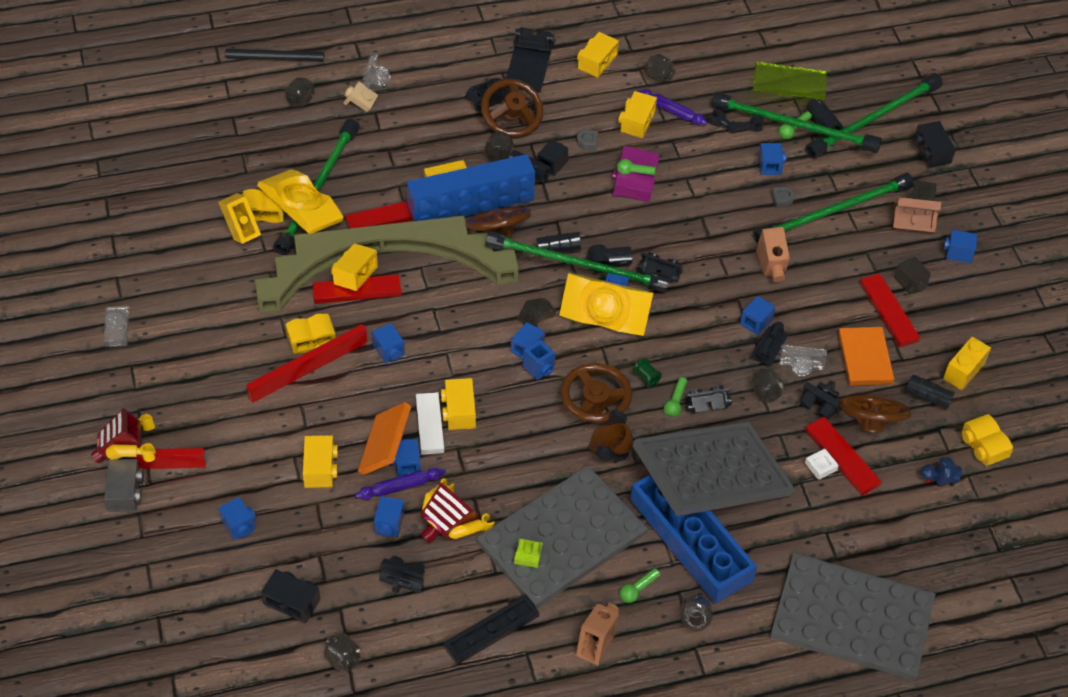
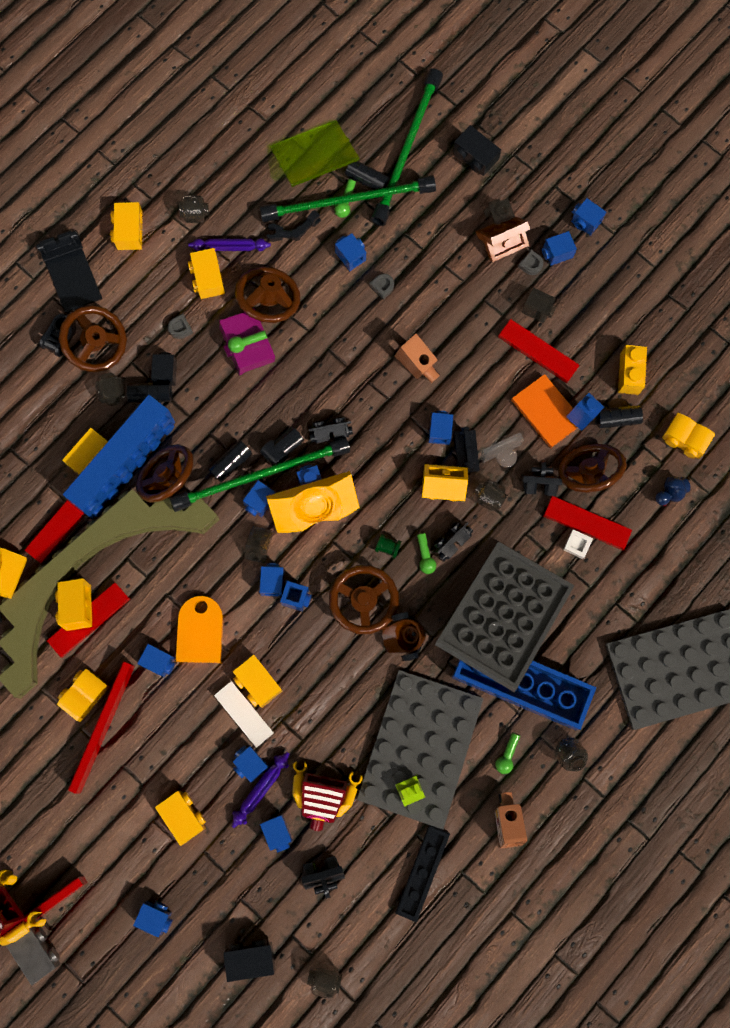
camera: 35 degrees left, 25 degrees up
(384, 438) = (221, 762): orange tile -> none
(438, 347) = (199, 633): none -> light orange tile
(557, 280) = (256, 499): none -> blue brick
(680, 148) = (268, 294): none -> reddish brown piece
(731, 351) = (444, 482): none -> yellow brick
(898, 366) = (585, 411): none -> blue brick
(899, 183) = (396, 335): green hose -> none
(928, 247) = (531, 263): none -> dark grey tile
(1005, 237) = (587, 216): none -> blue brick

